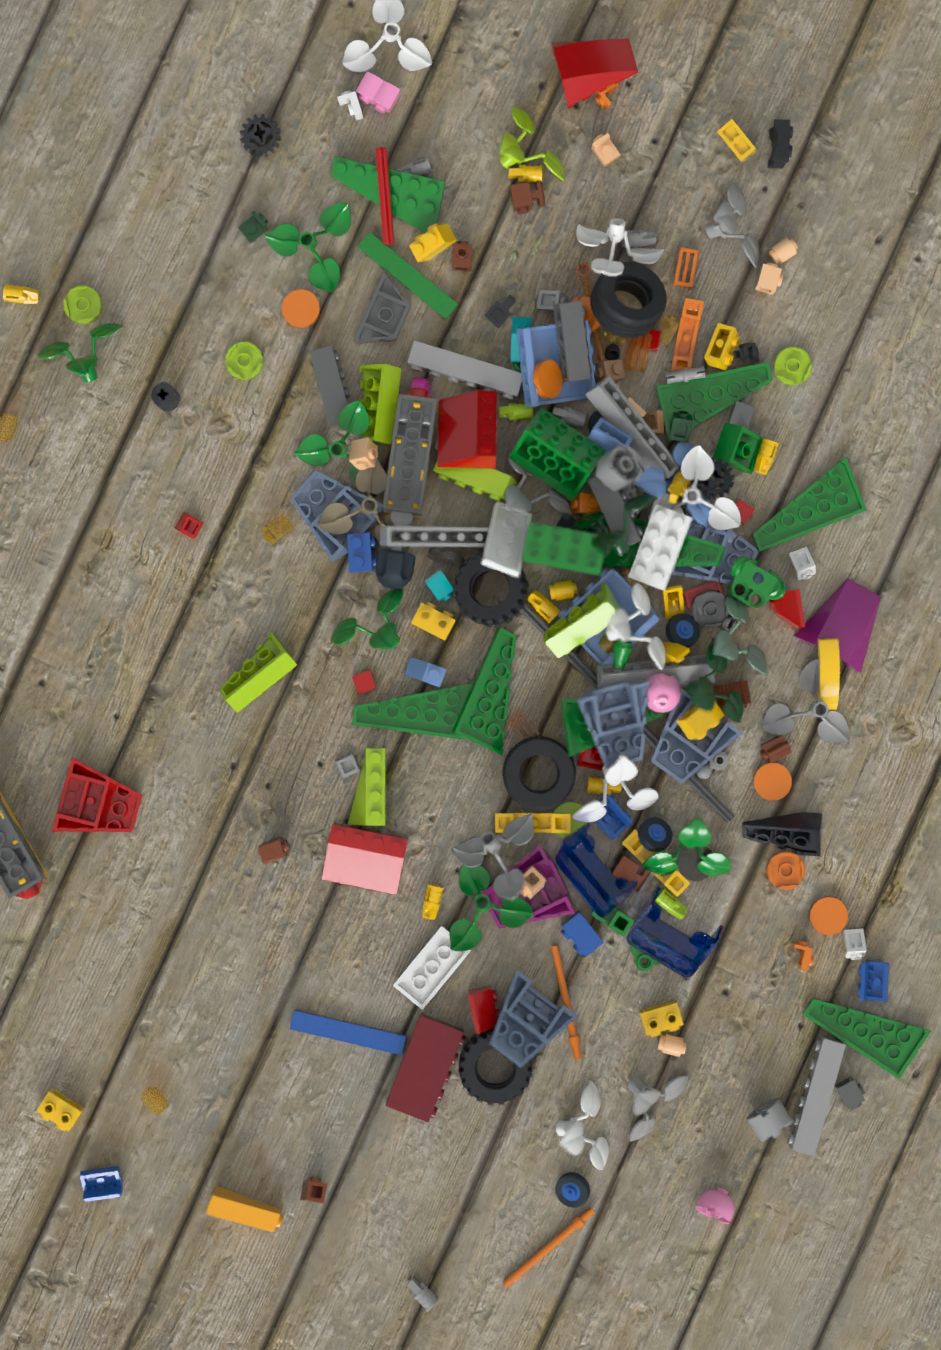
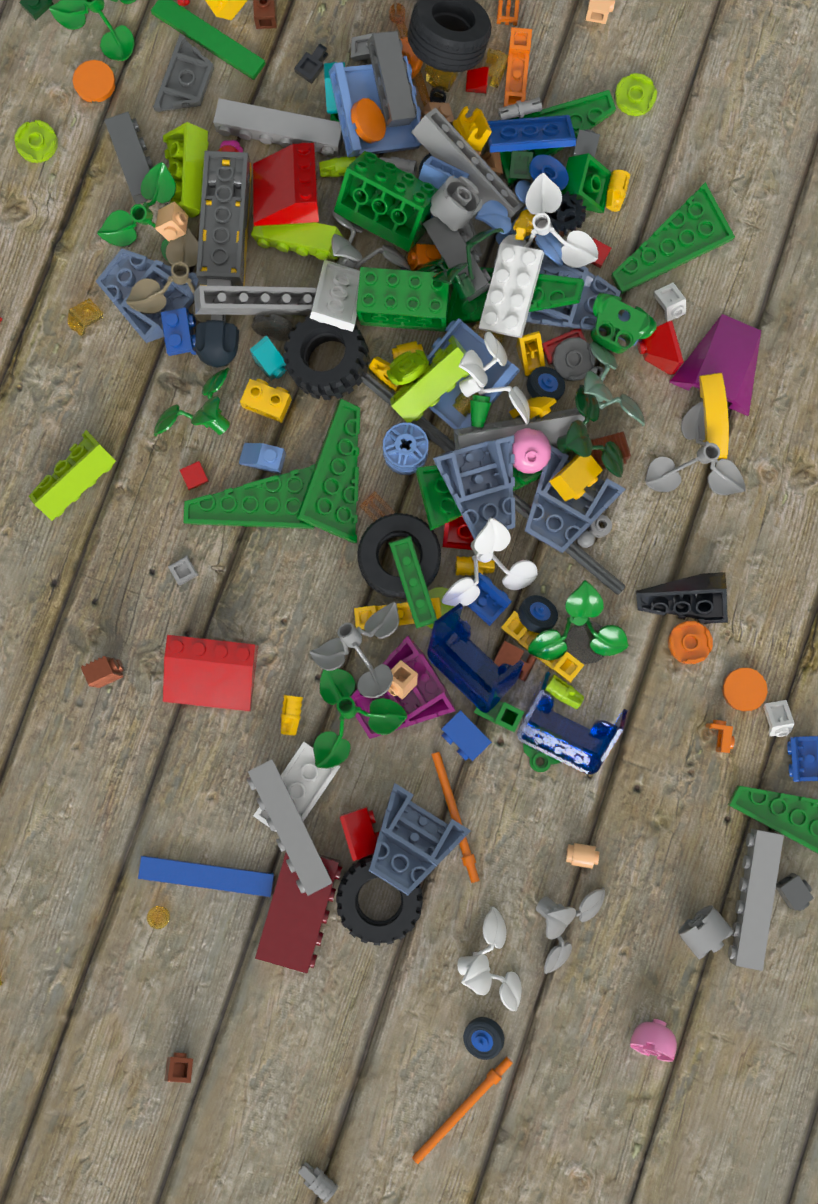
camera: 10 degrees left, 5 degrees down
(244, 1210) = (96, 1100): light orange slope -> none
(304, 1063) = (158, 917): none -> clear yellow plate
(370, 795) = (211, 600): lime wedge -> none
(425, 1000) = (290, 828): none -> light grey brick
(542, 674) = (403, 460): none -> medium blue wheel
(549, 800) = (413, 582): none -> green tile
(562, 608) = (407, 367): none -> lime tile
(634, 352) = (462, 93): clear orange tile -> none
(640, 390) = (473, 129): none -> yellow hinge
(661, 1018) = (566, 825): yellow brick -> none
(692, 401) = (531, 133): none -> blue tile
(708, 435) = (551, 167): none -> blue dish
(722, 346) = (557, 76): yellow brick -> none
(748, 353) = (586, 81): black plate -> none
(772, 781) = (664, 544): orange tile -> none
(775, 749) = (664, 506): copper brick -> none

